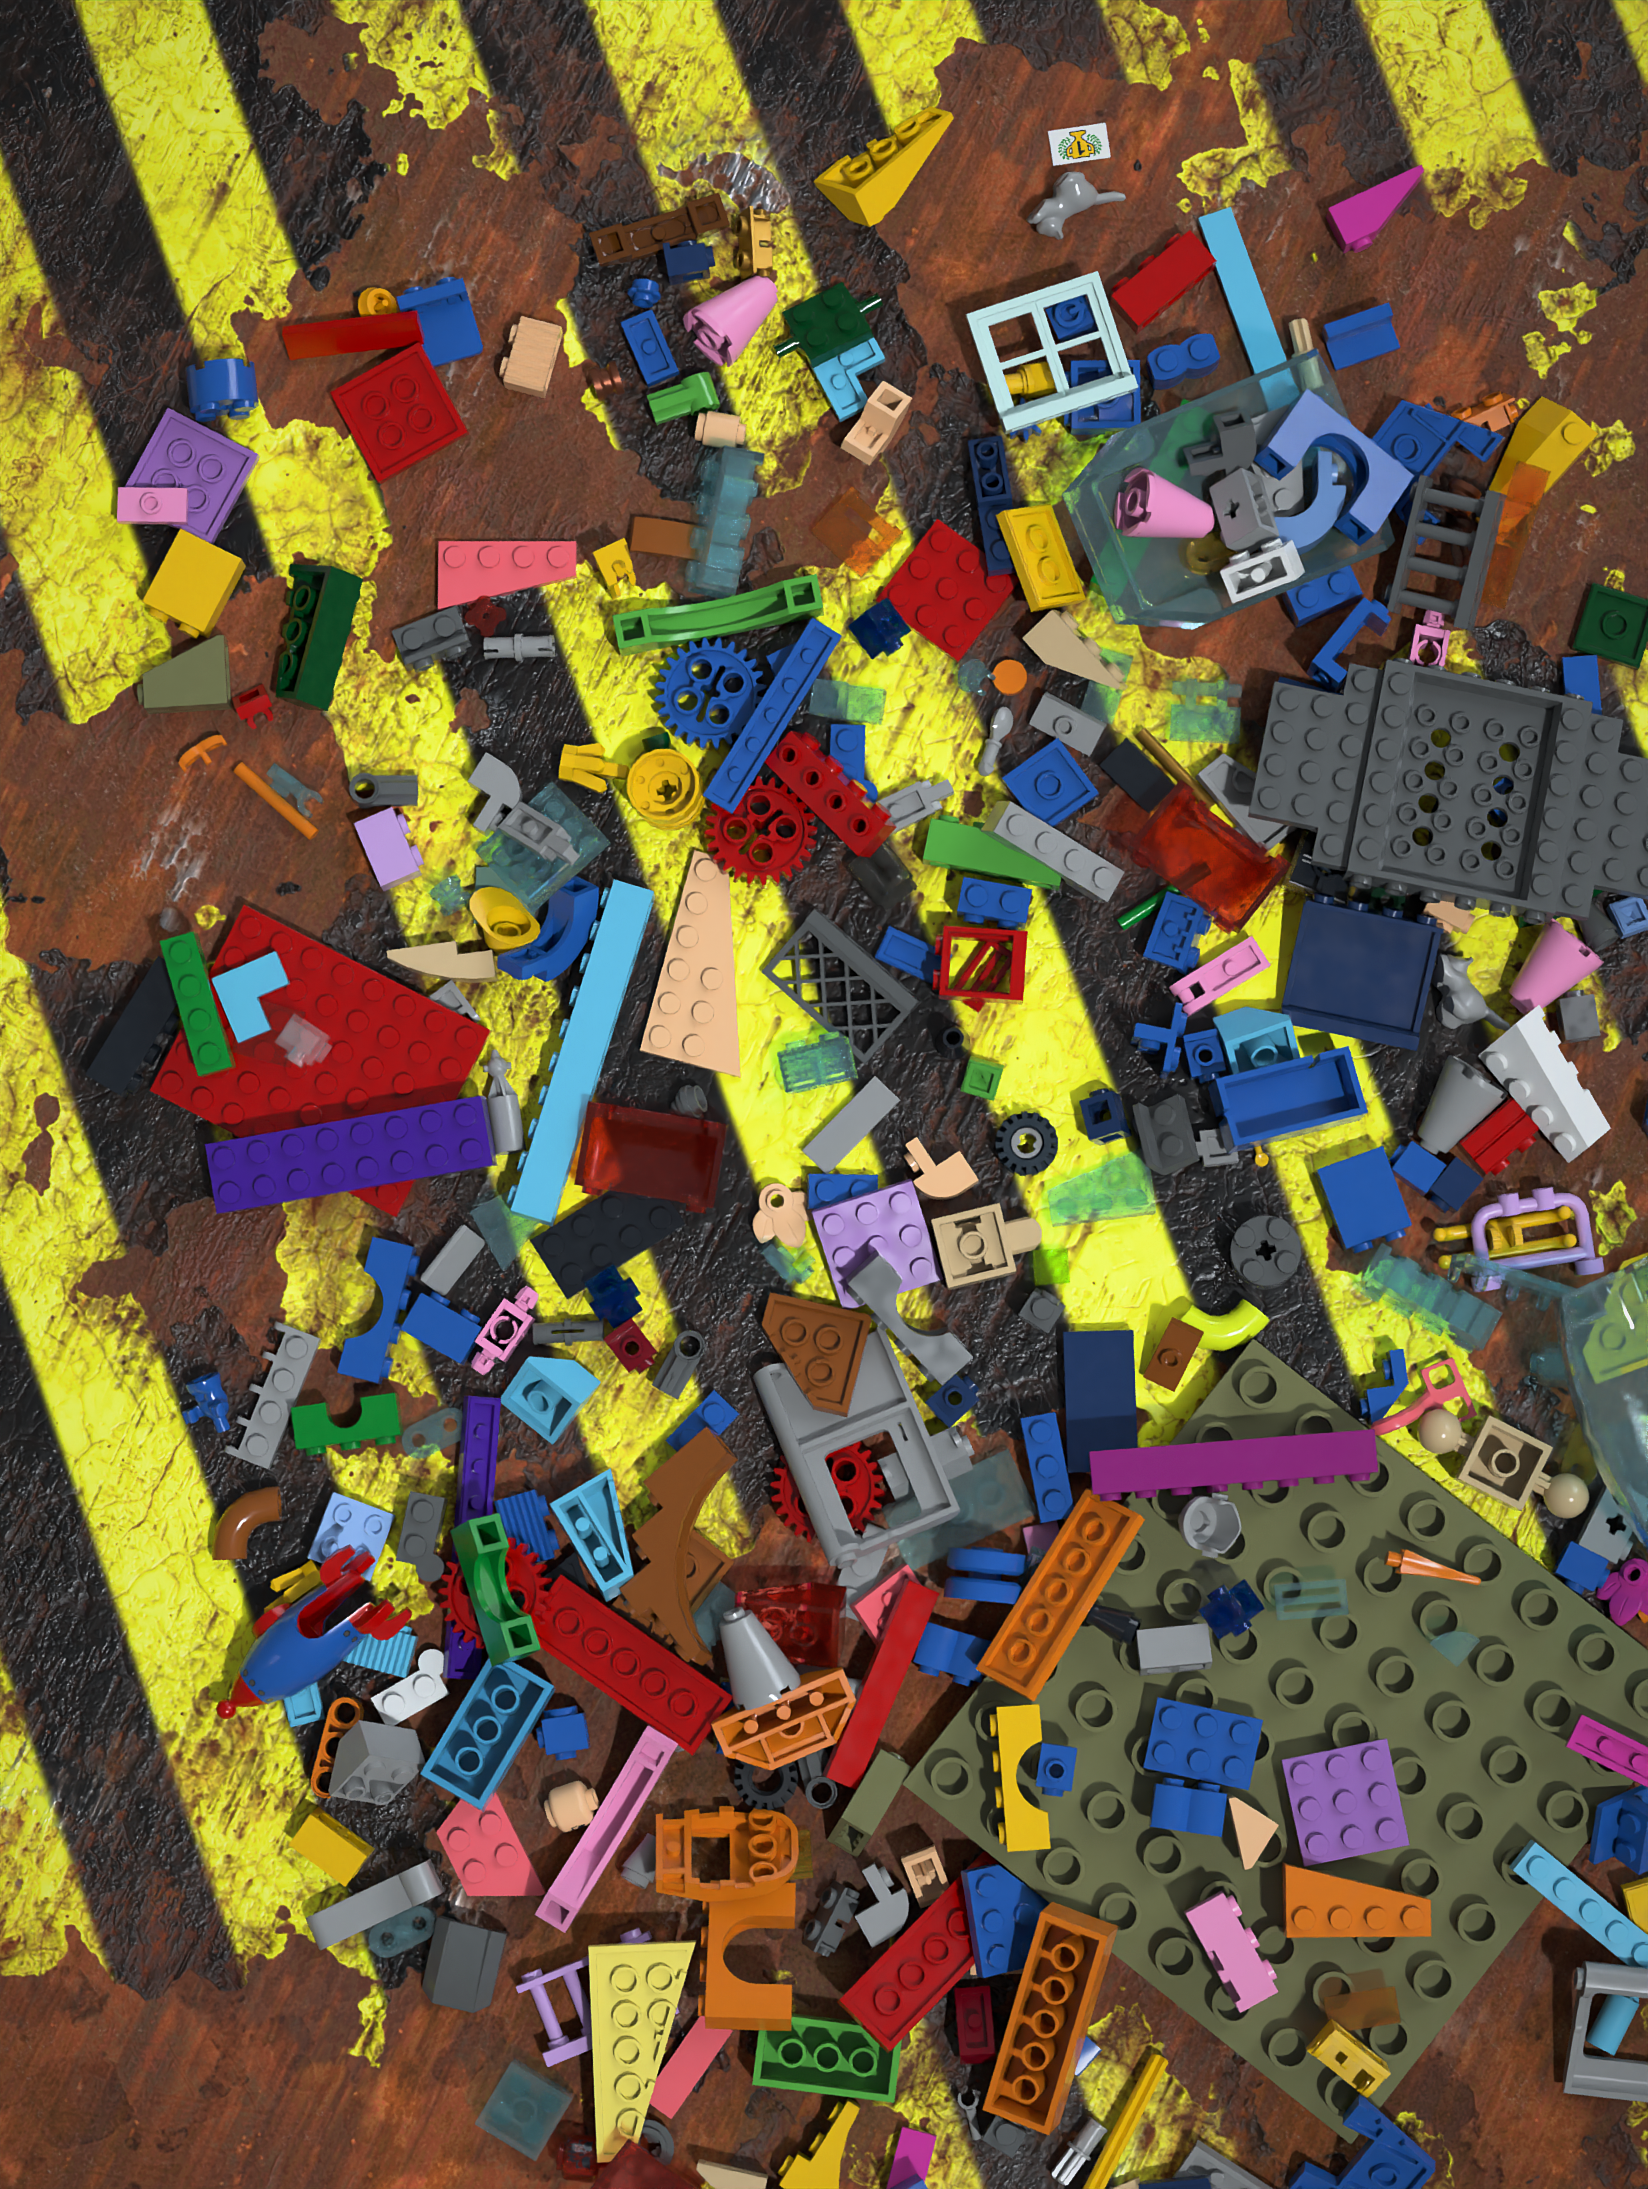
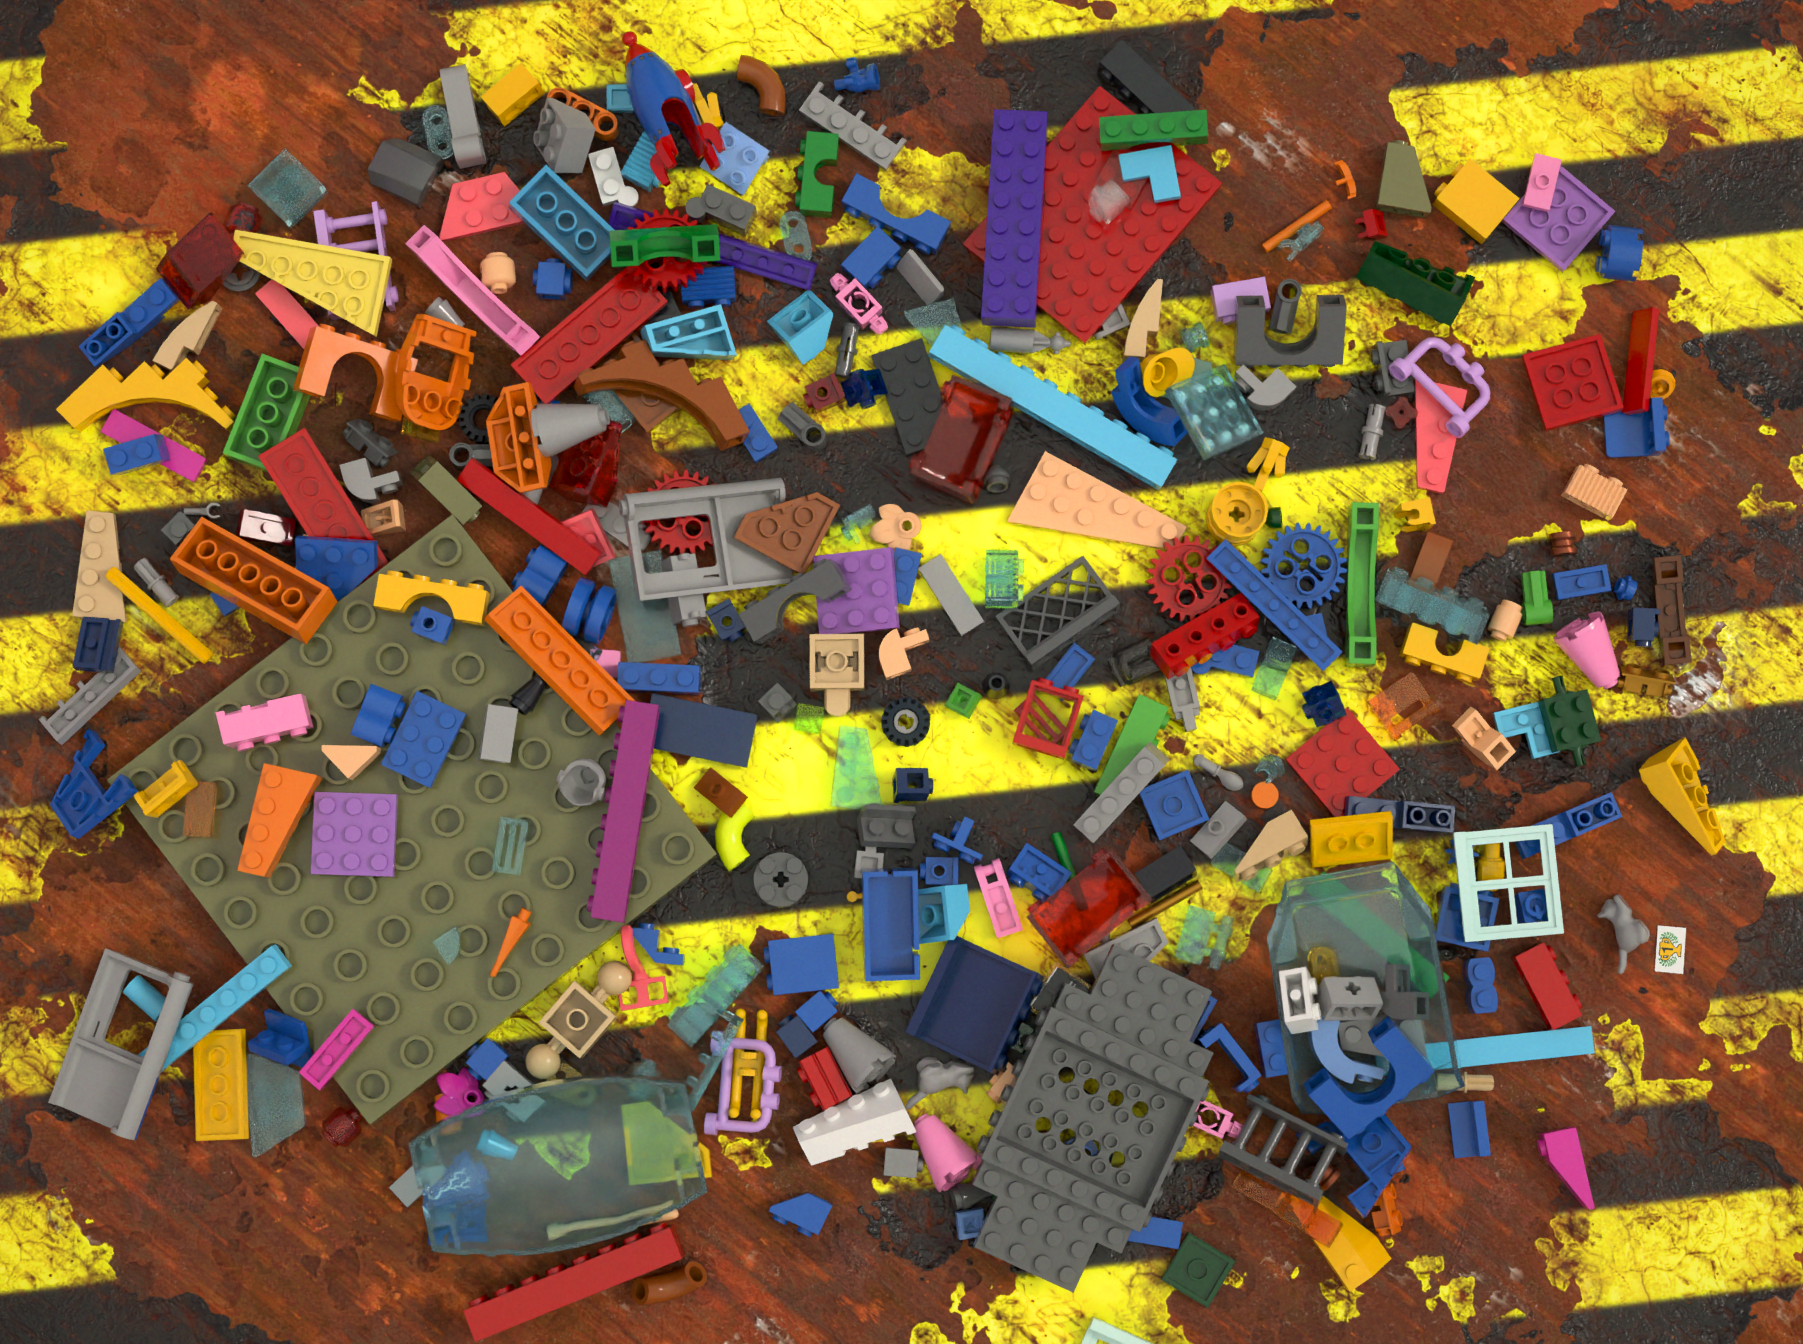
camera: 95 degrees right, 0 degrees up
(416, 540) = (1472, 373): none -> lavender bar
(427, 735) = (1320, 347): none -> dark grey arch
(538, 834) = (1223, 409): light grey hinge -> none
(778, 527) = (1421, 648): none -> yellow arch
(952, 291) = (1575, 822): none -> blue slope
(1160, 509) = (1364, 935): bright pink cone -> none
(1226, 1614) = (516, 783): clear blue brick -> none

